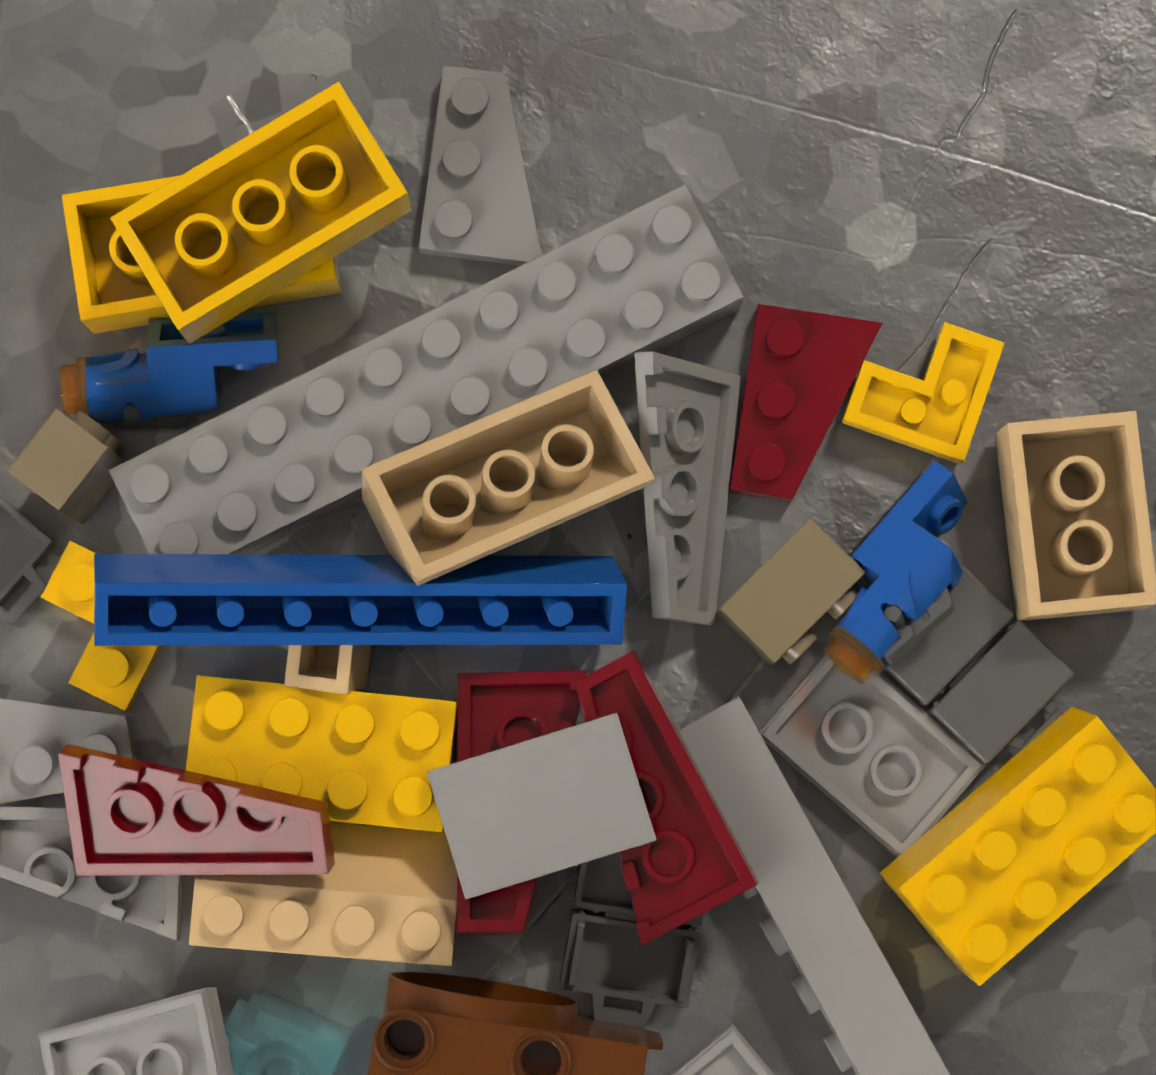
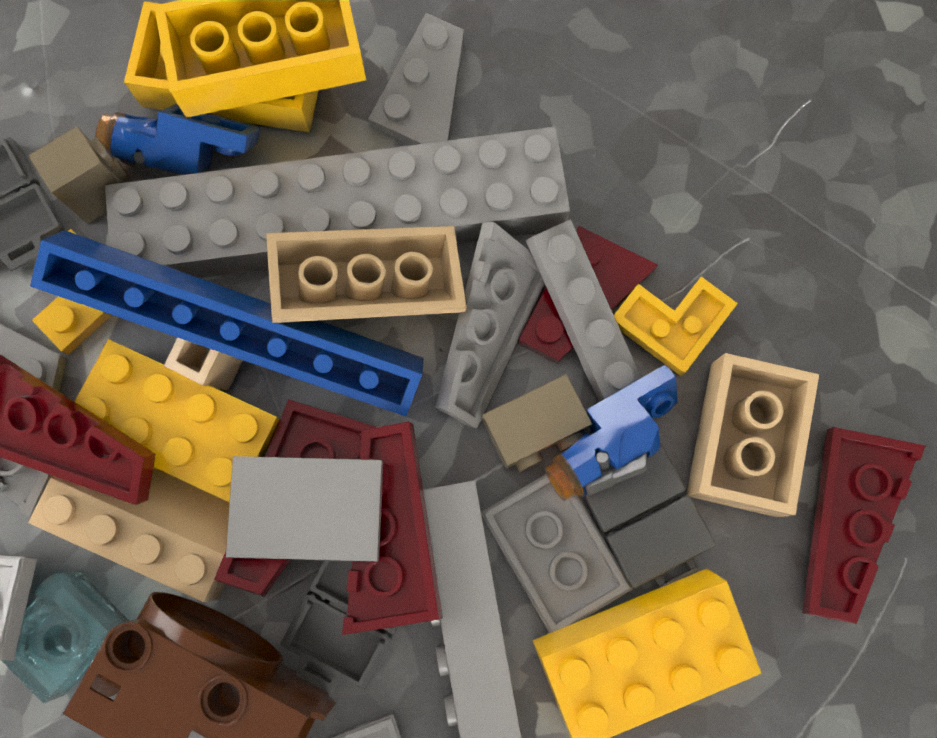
camera: 20 degrees right, 5 degrees down
(804, 422) = (583, 309): none -> light grey plate

